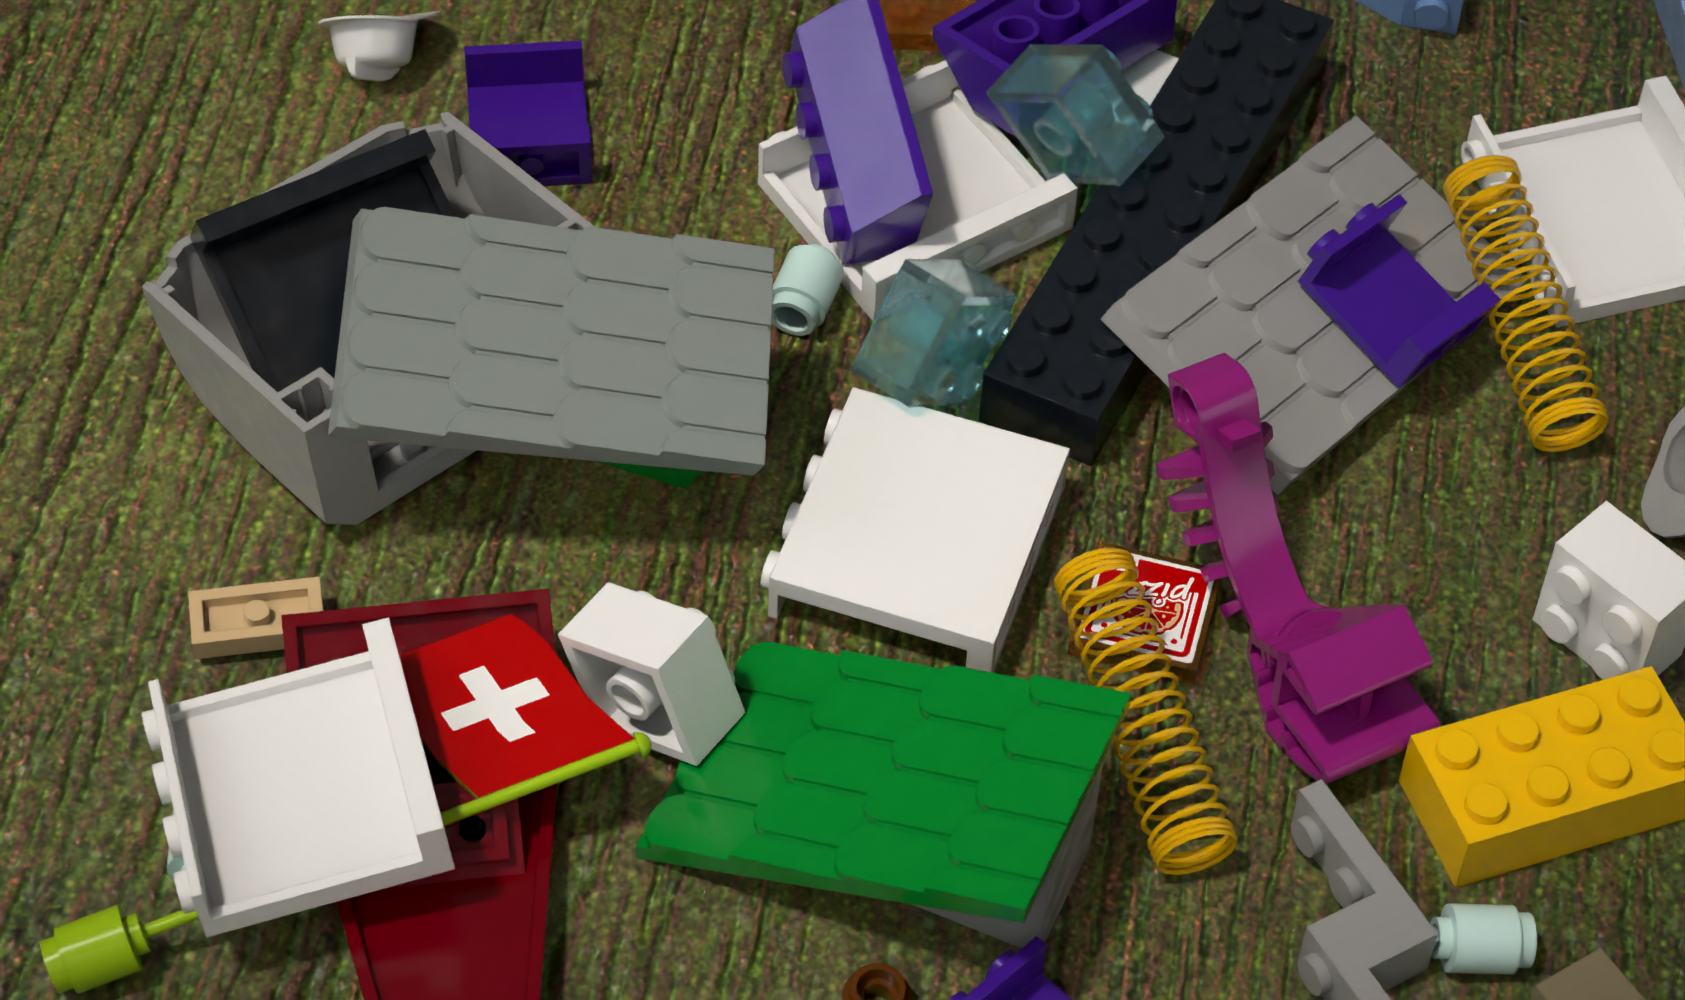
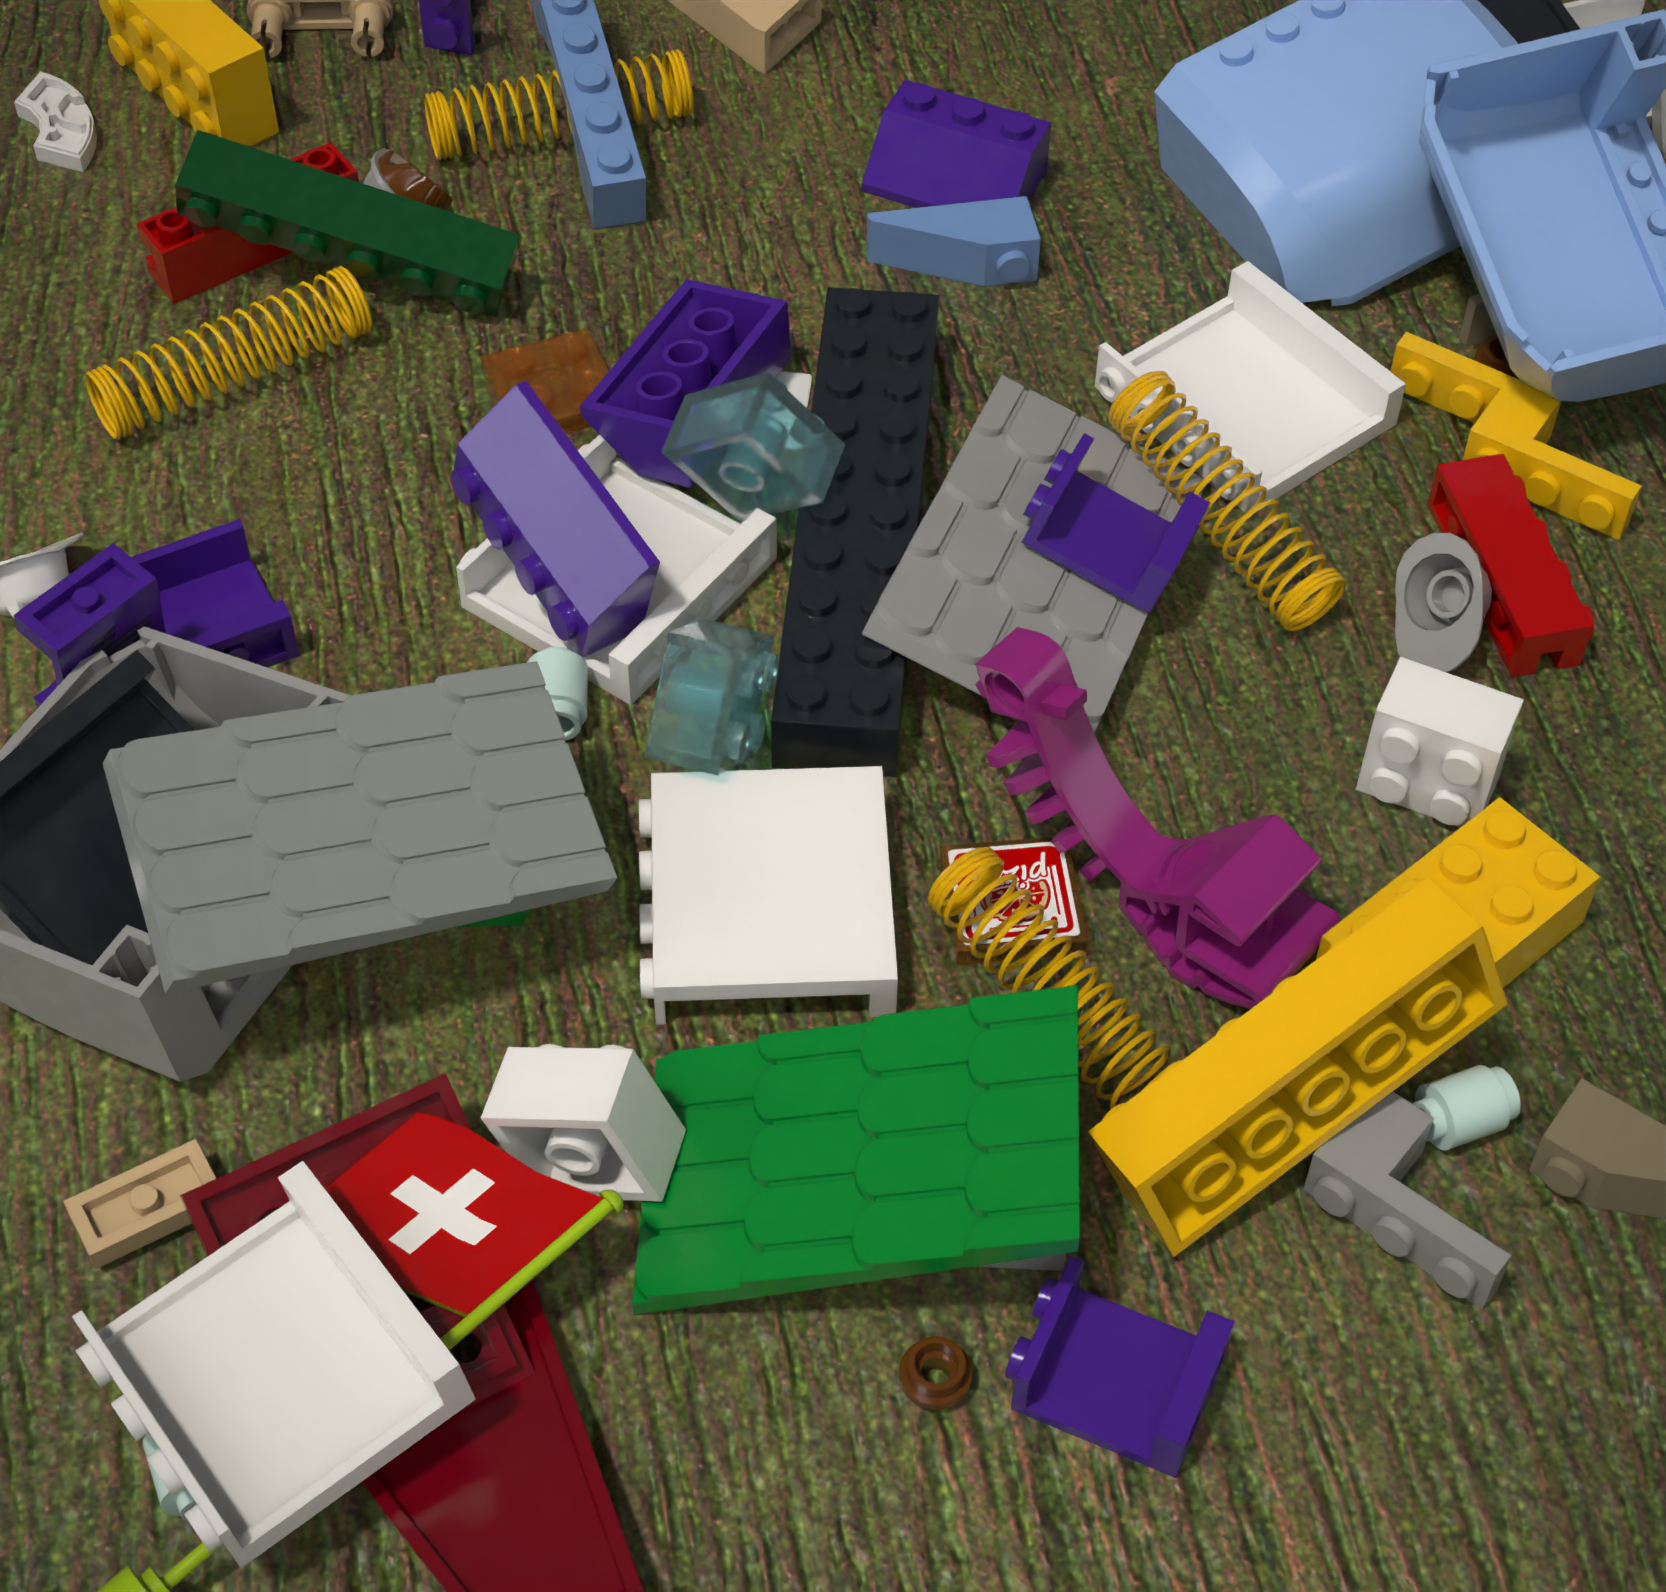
camera: 20 degrees left, 0 degrees up
(408, 84) = (92, 612): none -> dark purple panel
(1318, 838) = (1300, 1065): none -> yellow brick

